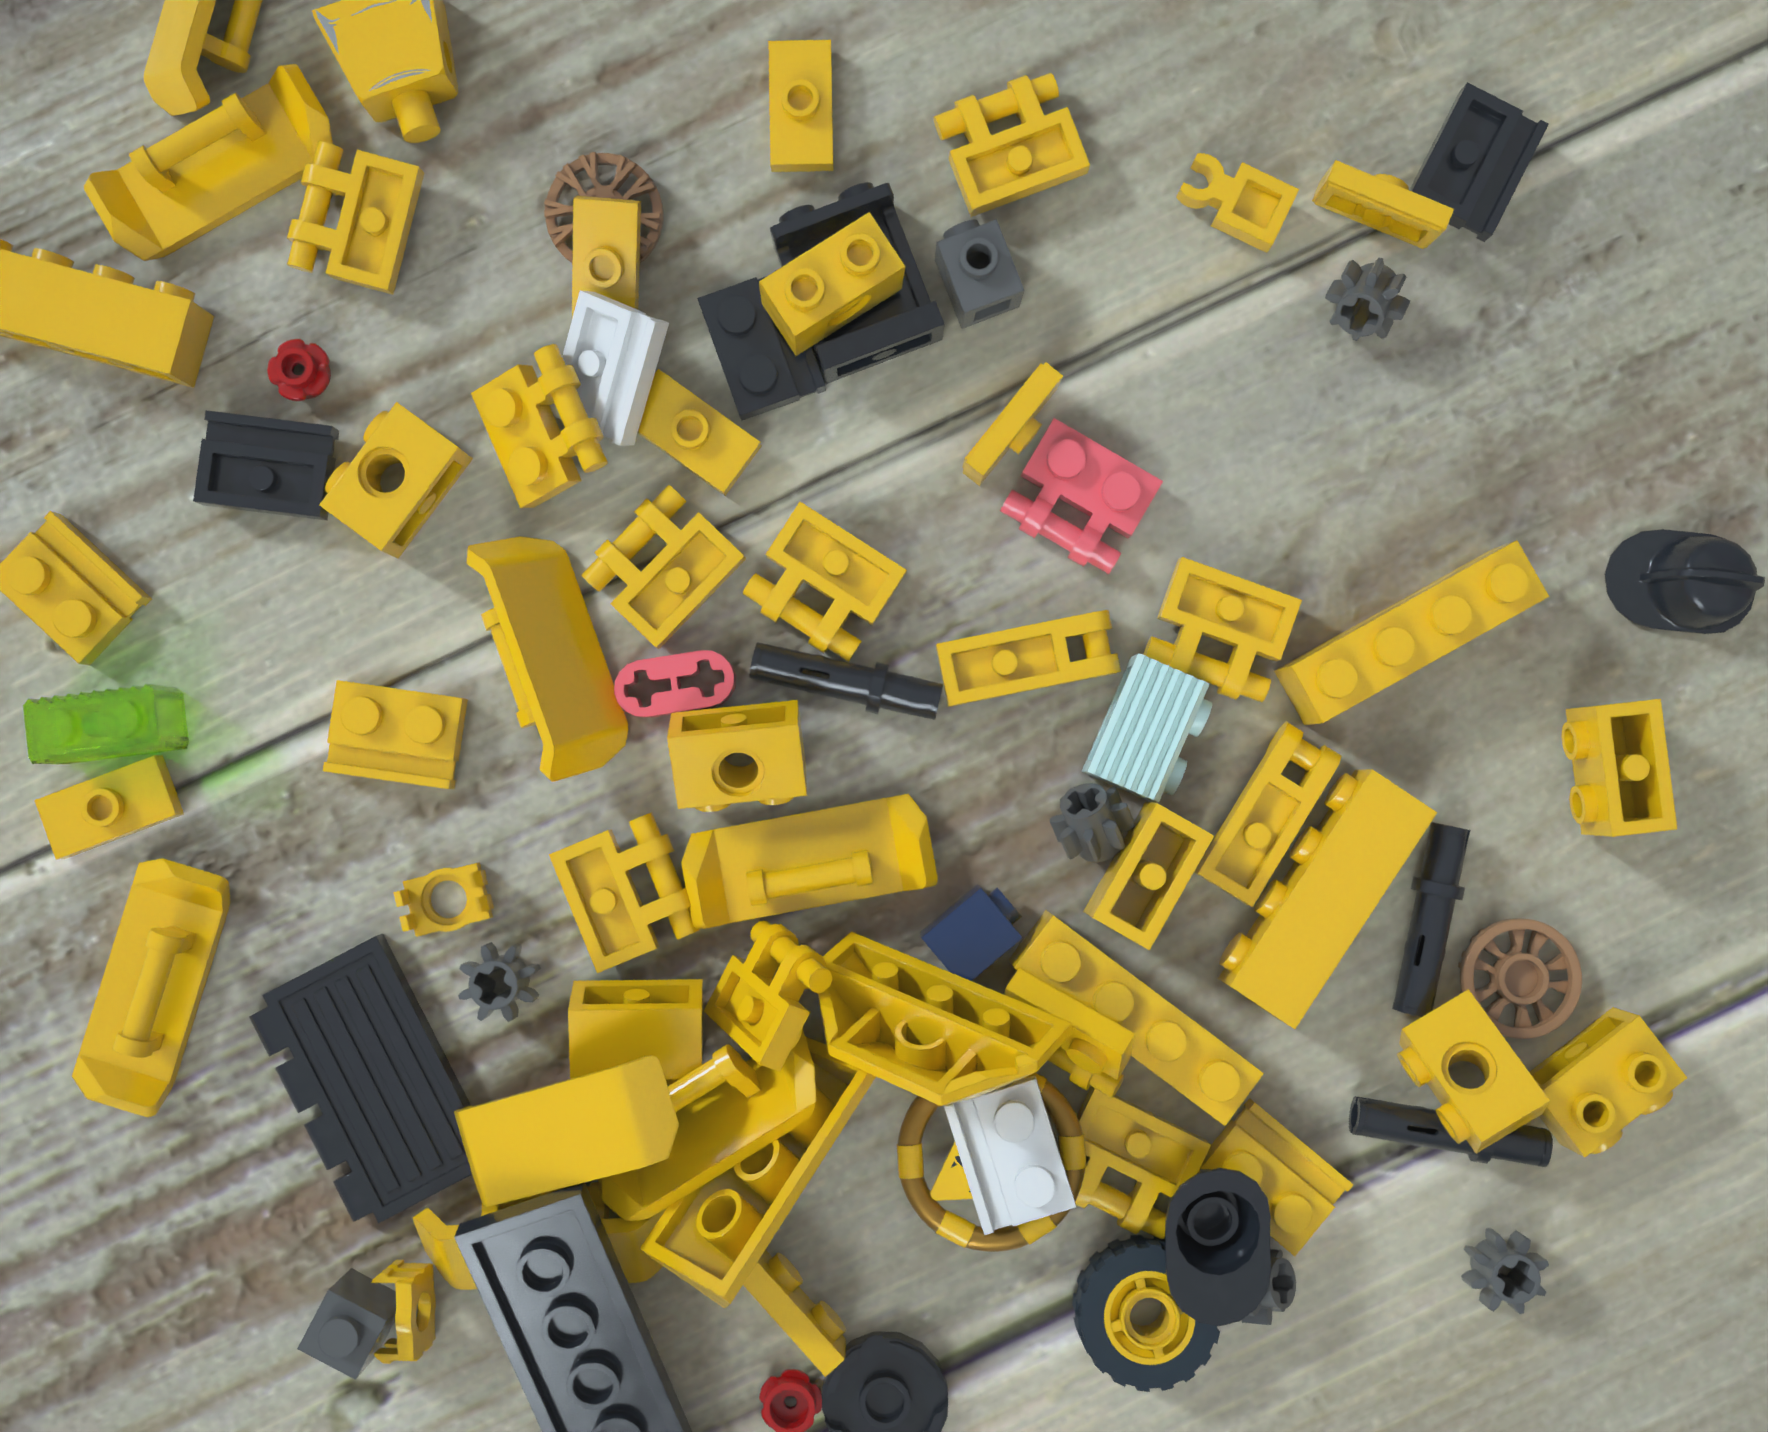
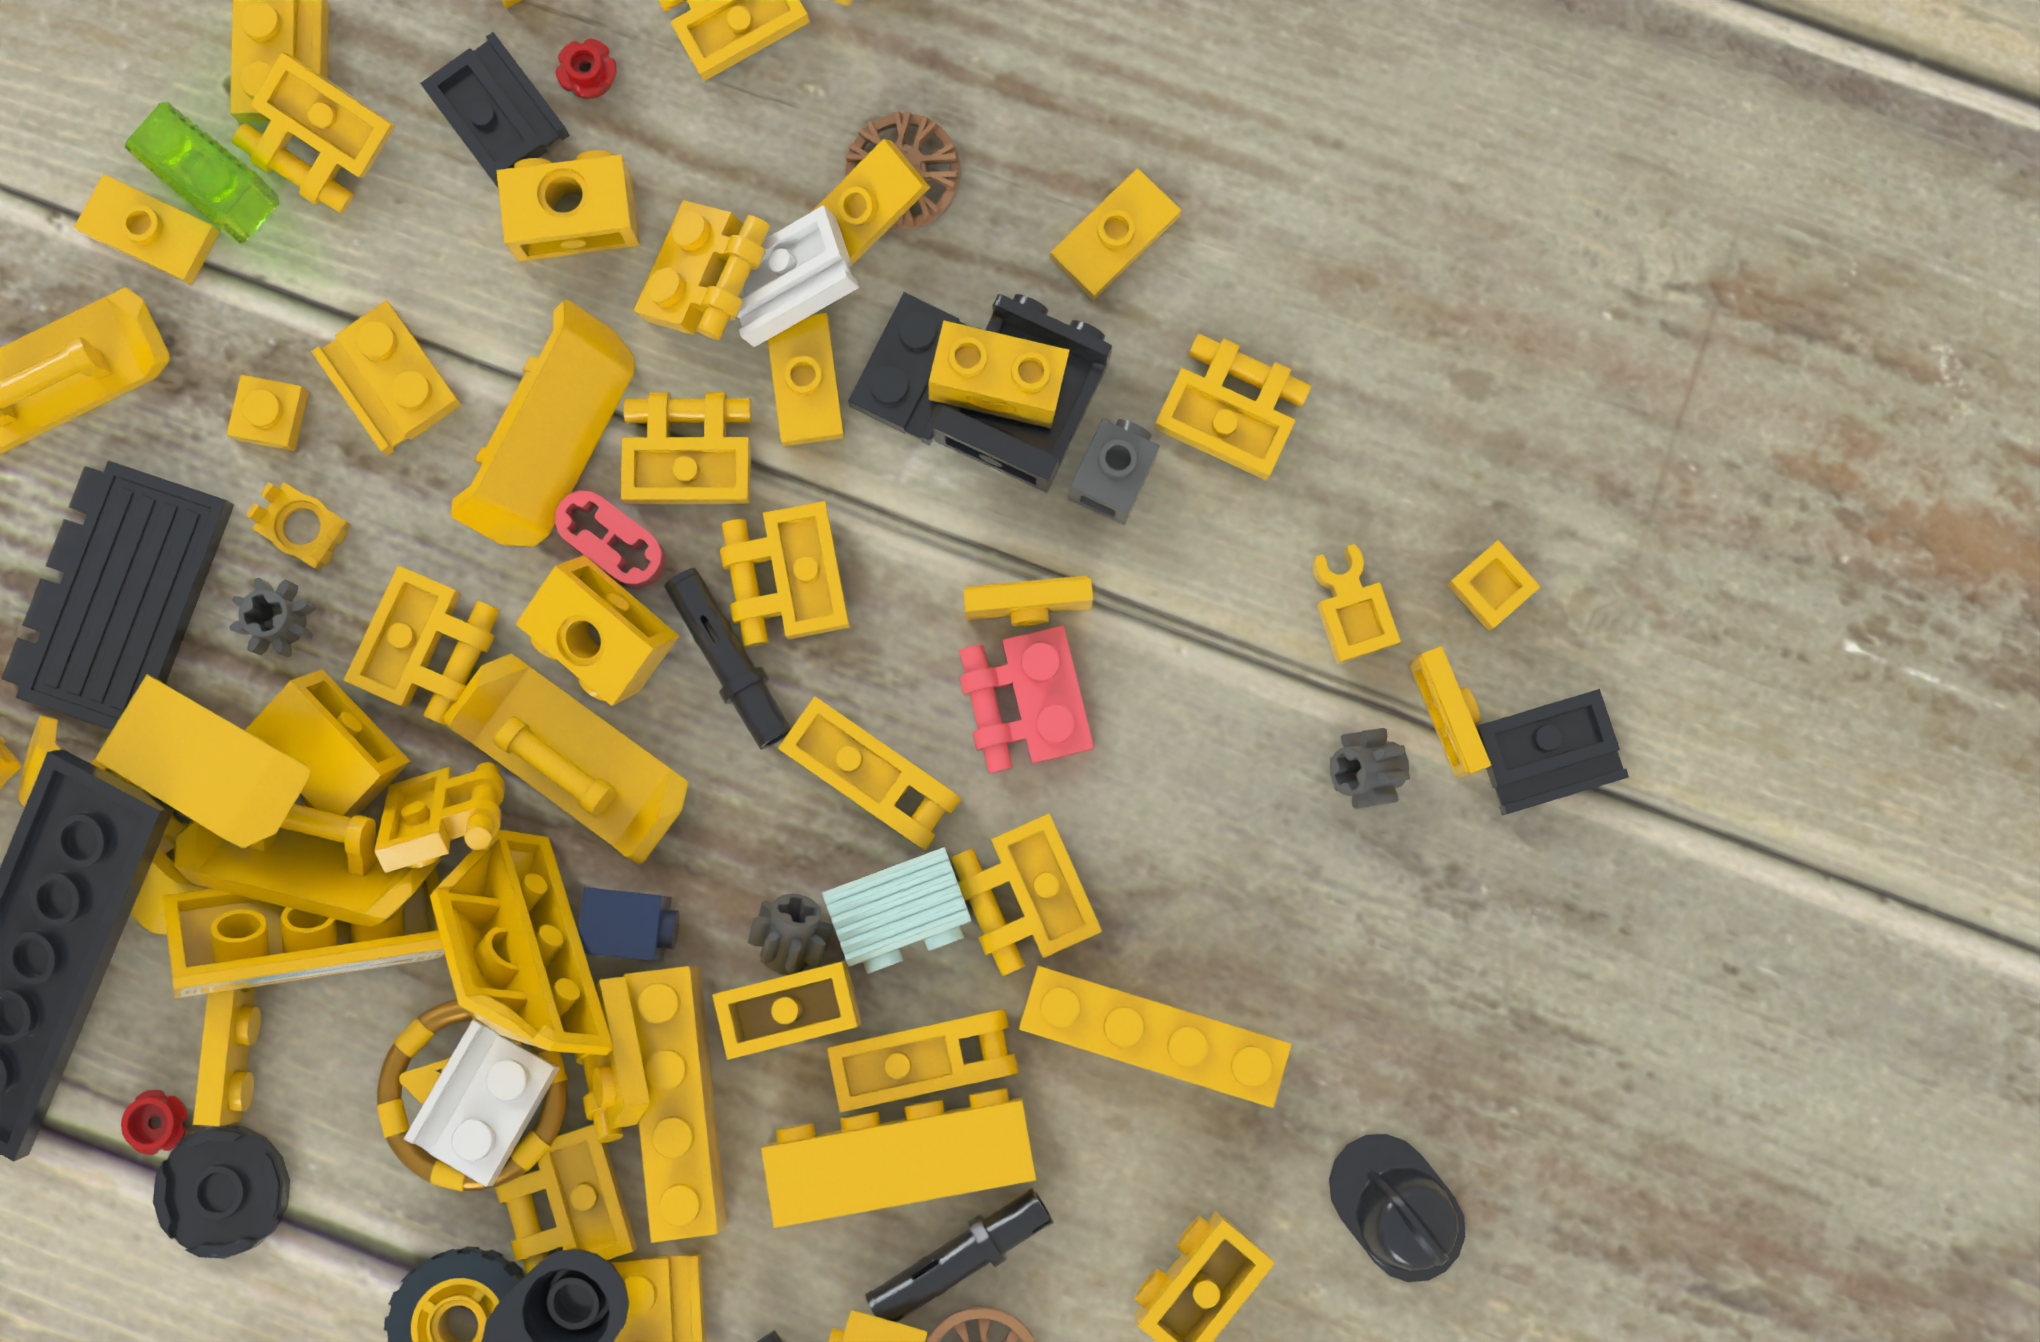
camera: 50 degrees right, 5 degrees down
(149, 597) = (323, 117): none -> yellow plate
(338, 845) = (267, 413): none -> yellow plate
(1320, 85) = (1493, 585): none -> yellow plate

